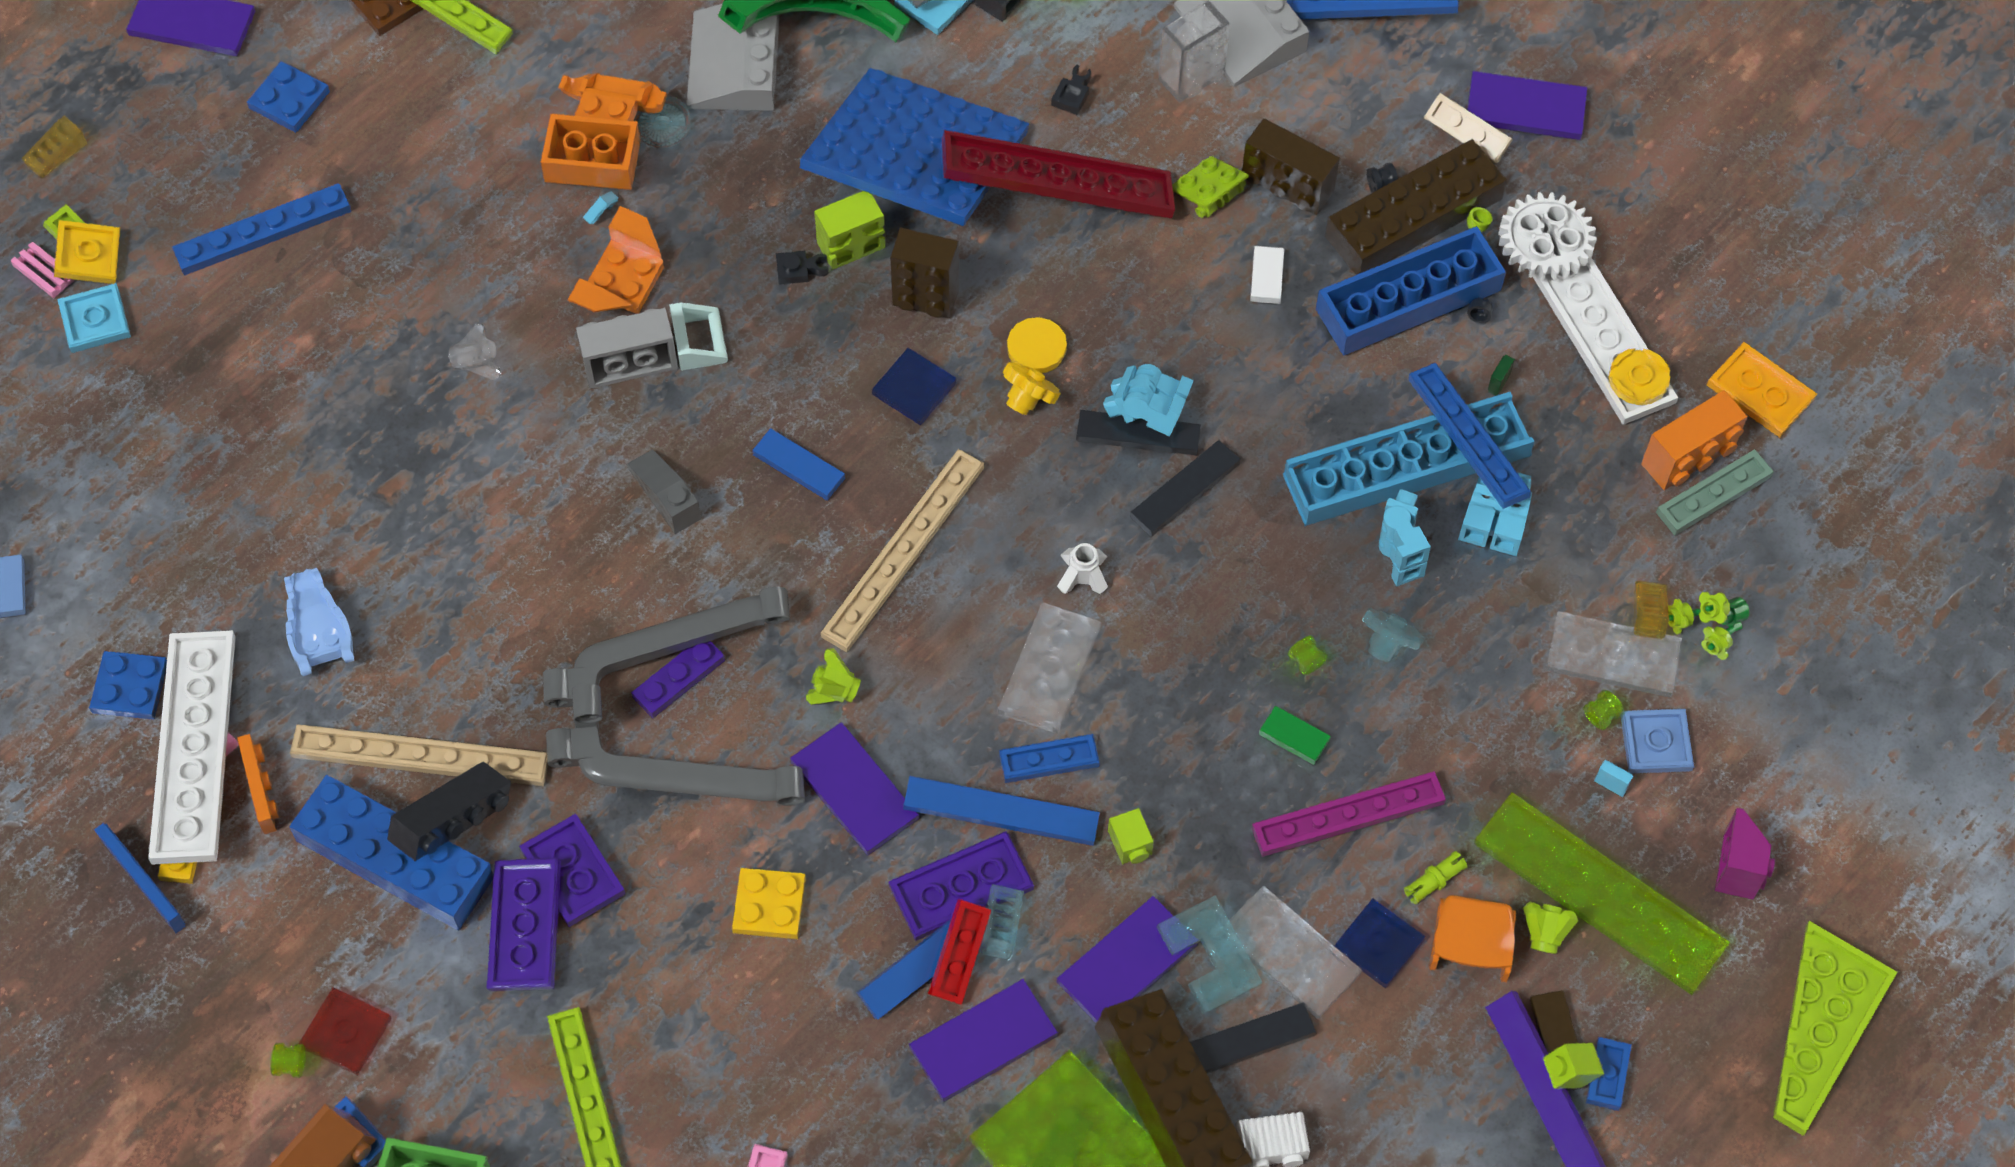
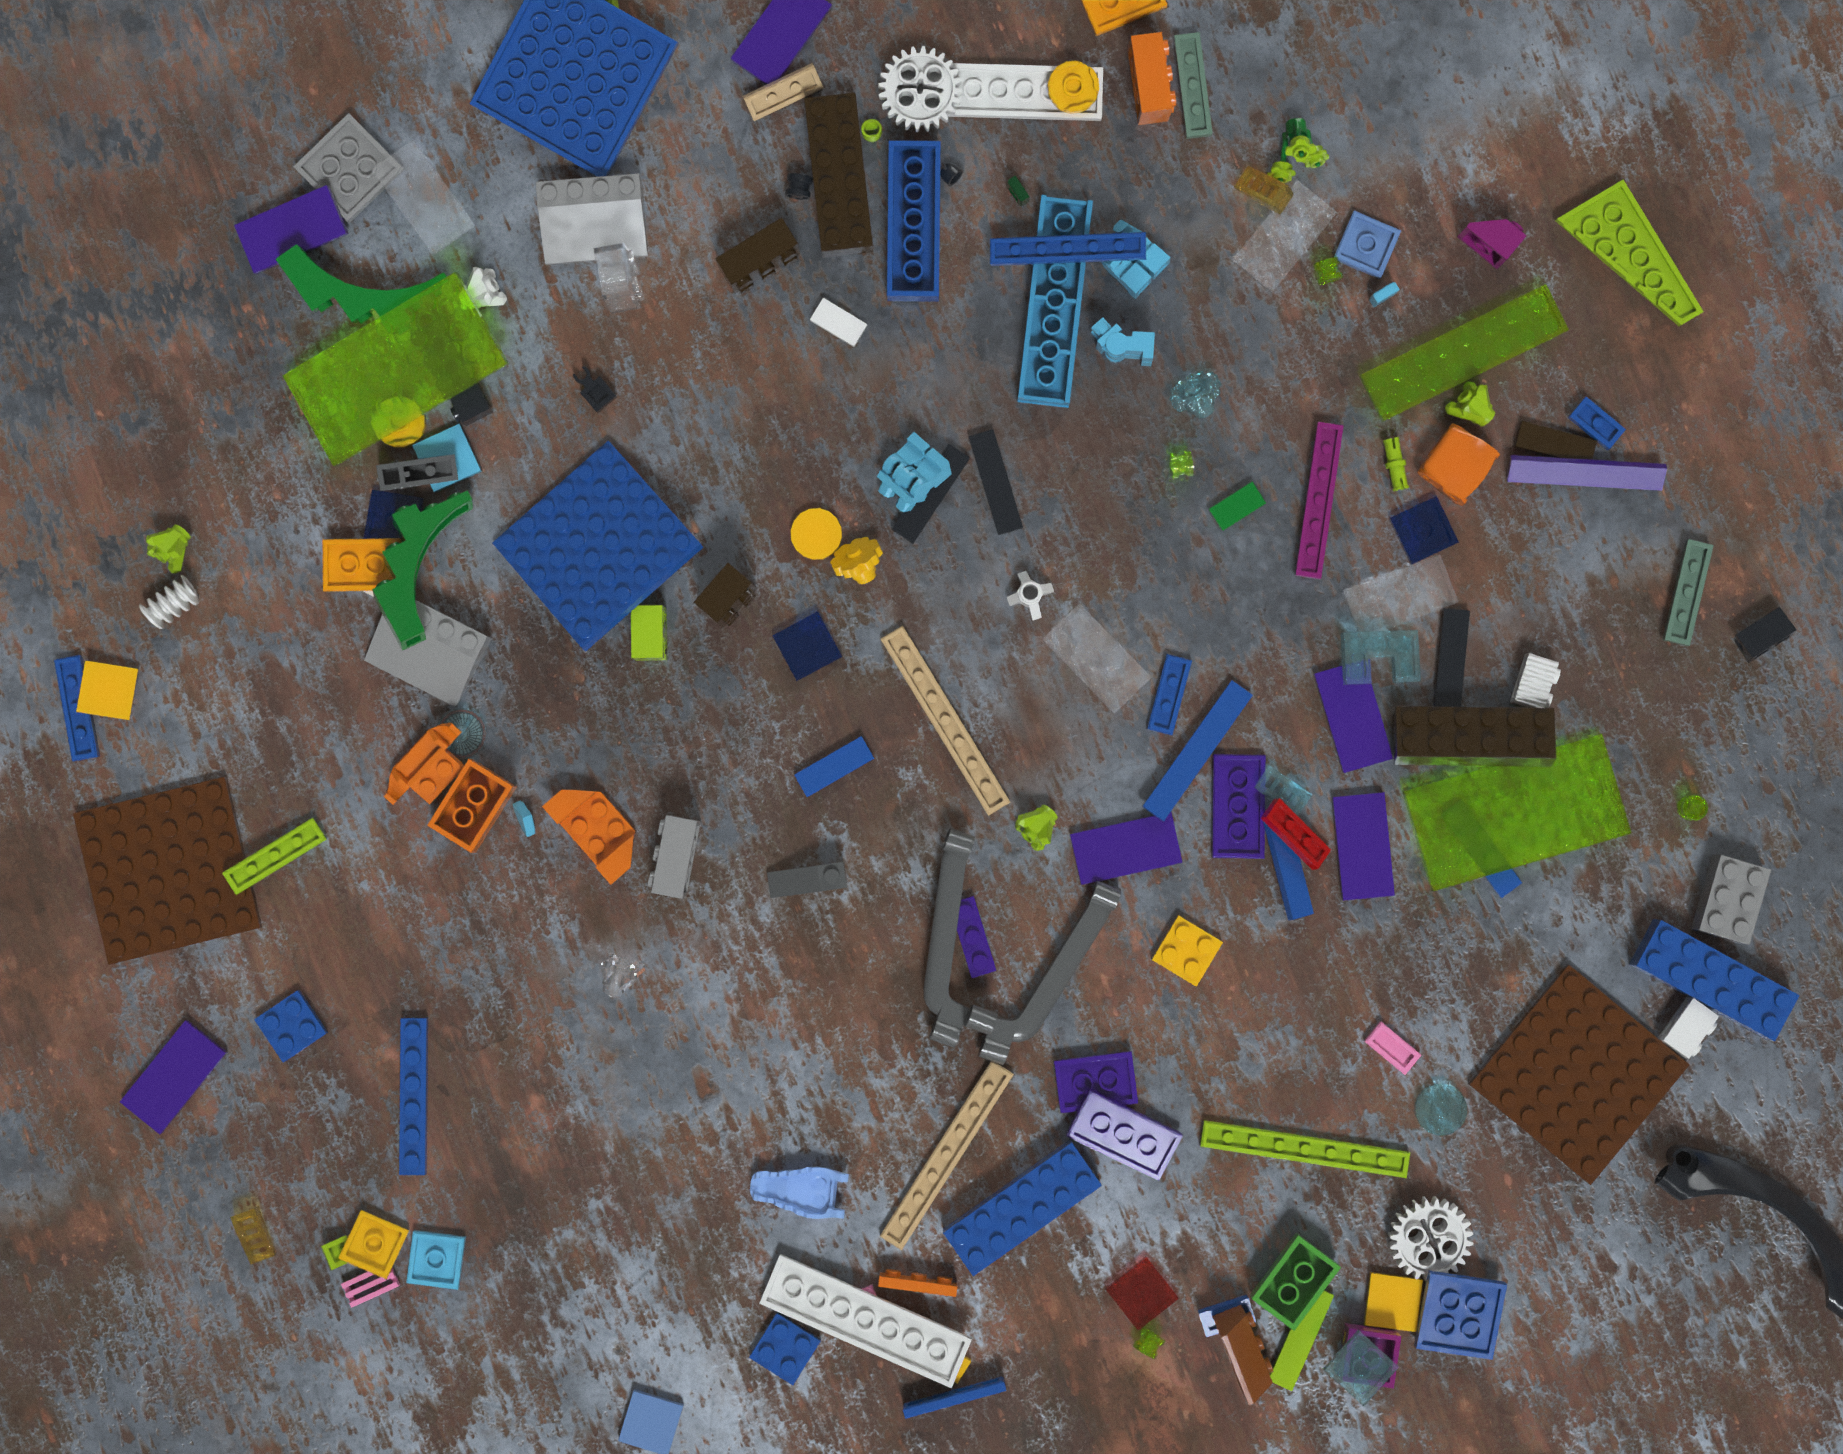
camera: 60 degrees left, 25 degrees up
(449, 811) = (1019, 1156): black brick -> none
(695, 358) = (677, 807): light aqua tile -> none
(795, 267) = (654, 689): black plate -> none
(1057, 174) = (683, 447): dark red plate -> none
(1130, 836) = (1263, 667): lime brick -> none
(1210, 185) = (734, 326): lime hinge -> none
(1573, 1065) = (1588, 448): lime brick -> none

